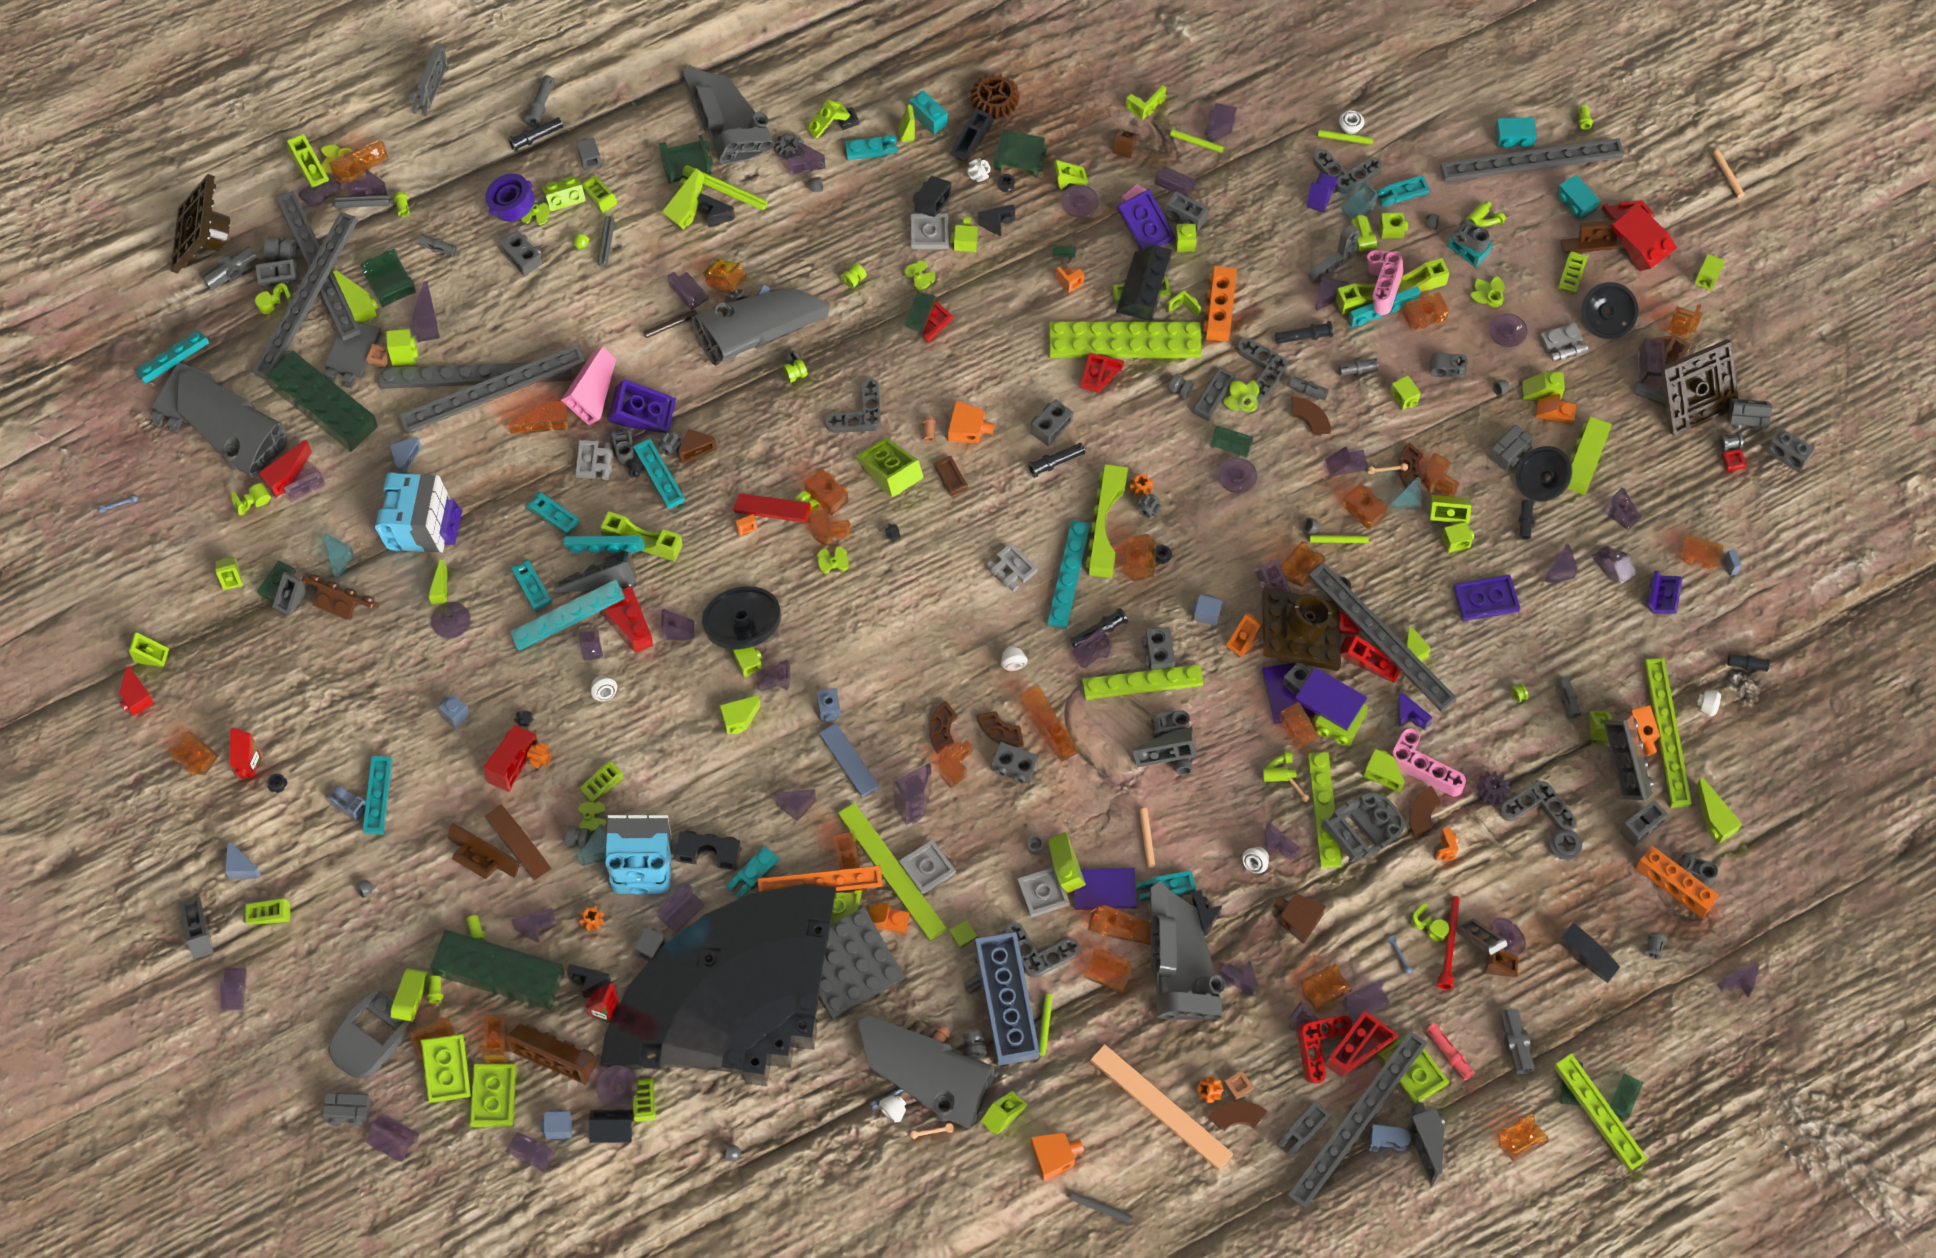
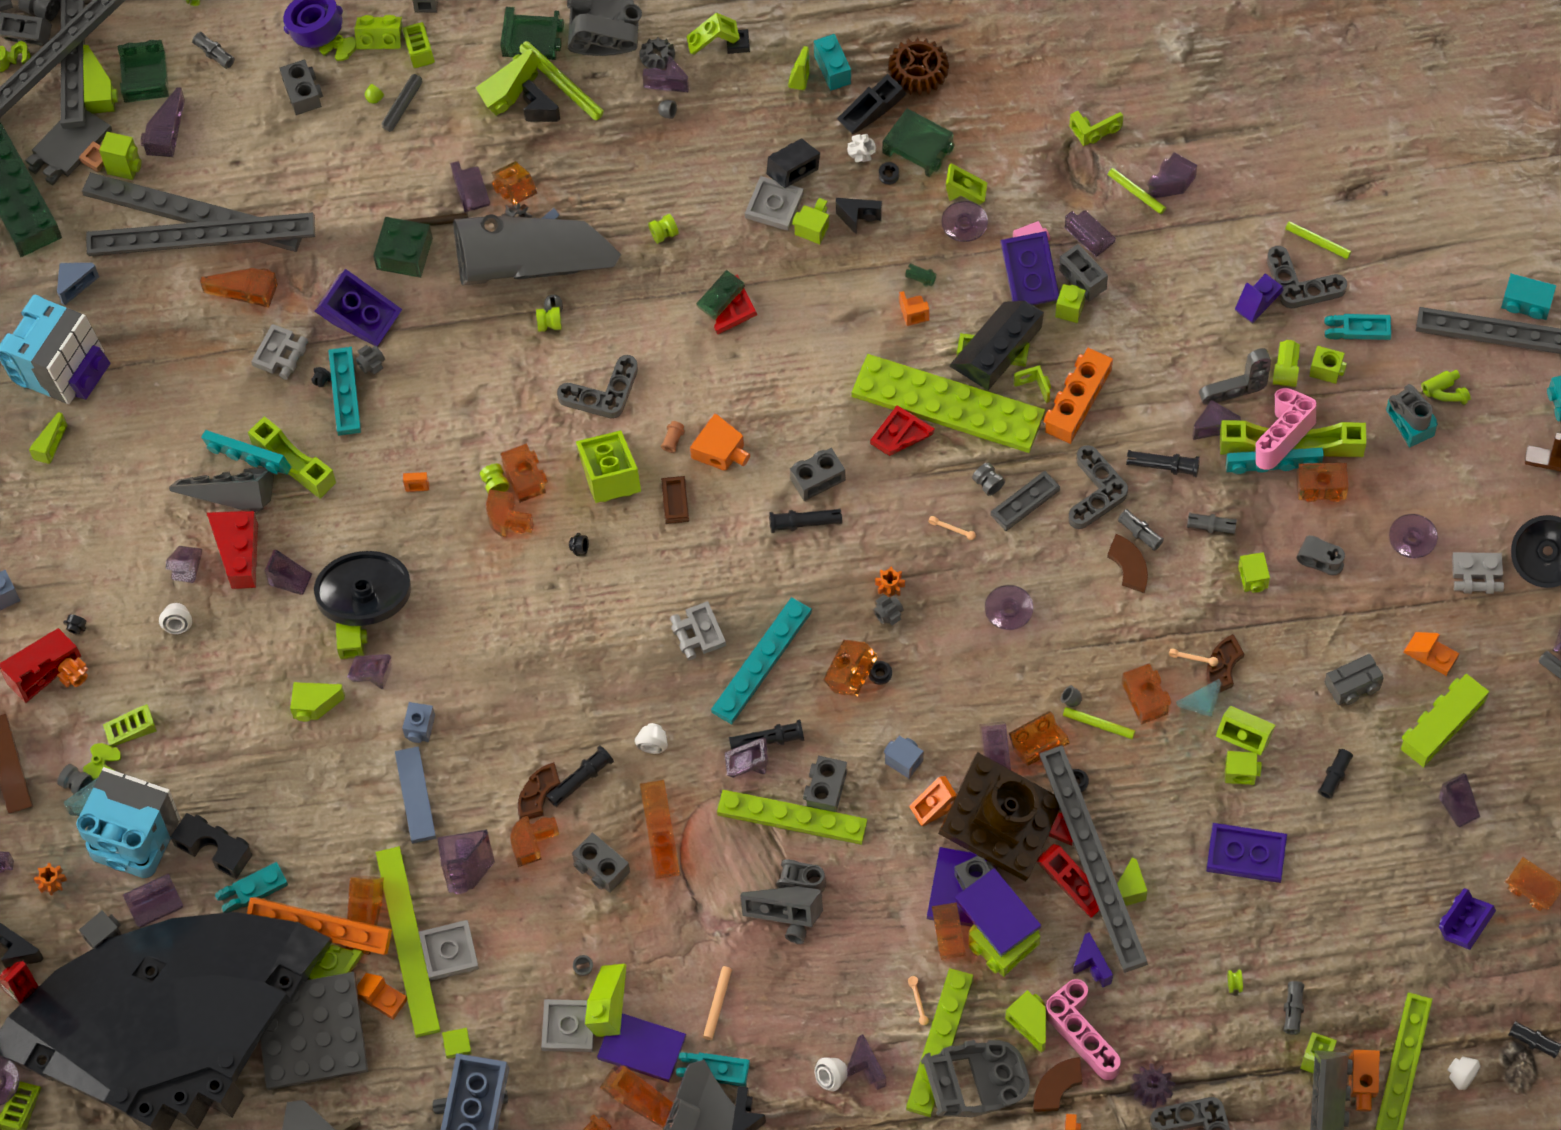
camera: 25 degrees right, 0 degrees up
(450, 627) = (46, 493): dish -> none
(531, 585) = (148, 474): teal plate -> none
(553, 513) = (208, 399): teal plate -> none
(567, 615) = (170, 521): teal plate -> none
(590, 387) = (309, 266): bright pink slope -> none
(623, 444) = (318, 342): dark grey piece -> none
(657, 350) = (403, 247): none -> clear green brick
(695, 445) = (398, 371): reddish brown slope -> none
(772, 507) = (452, 471): red tile -> none
(795, 802) = (334, 824): slope -> none
(826, 562) = (505, 559): lime piece -> none
(871, 147) = (749, 83): teal hinge -> none
(921, 280) = (740, 258): lime piece -> none
(974, 697) = (588, 769): none -> black pin
(1000, 731) = (601, 819): reddish brown tile -> none
(1040, 958) = (533, 1102): dark grey beam -> none
(1103, 555) = (856, 573): lime arch -> none
(1125, 143) = (1049, 167): reddish brown slope -> none
(1184, 432) = (935, 521): none -> light nougat hinge
(1232, 441) = (1019, 565): clear green hinge -> none
(1240, 394) = (1055, 511): lime plate -> none
(1275, 774) = (898, 979): lime plant -> none
(1346, 462) = (1147, 634): clear purple slope -> none
(1351, 122) = (1330, 223): white cone -> none
(1361, 202) = (1300, 325): clear light blue slope -> none
(1432, 221) = (1379, 374): dark grey hinge -> none
(1436, 476) = (1247, 685): clear orange brick -> none
(1486, 291) = (1409, 480): lime plate -> none
(1501, 387) = (1375, 602): dark grey hinge -> none
(1539, 465) = (1371, 718): black dish -> none
(1543, 385) = (1427, 617): lime slope -> none
(1563, 568) = (1353, 846): clear purple slope -> none
(1575, 261) = (1534, 478): lime slope -> none
(1614, 564) = (1420, 863): slope -> none

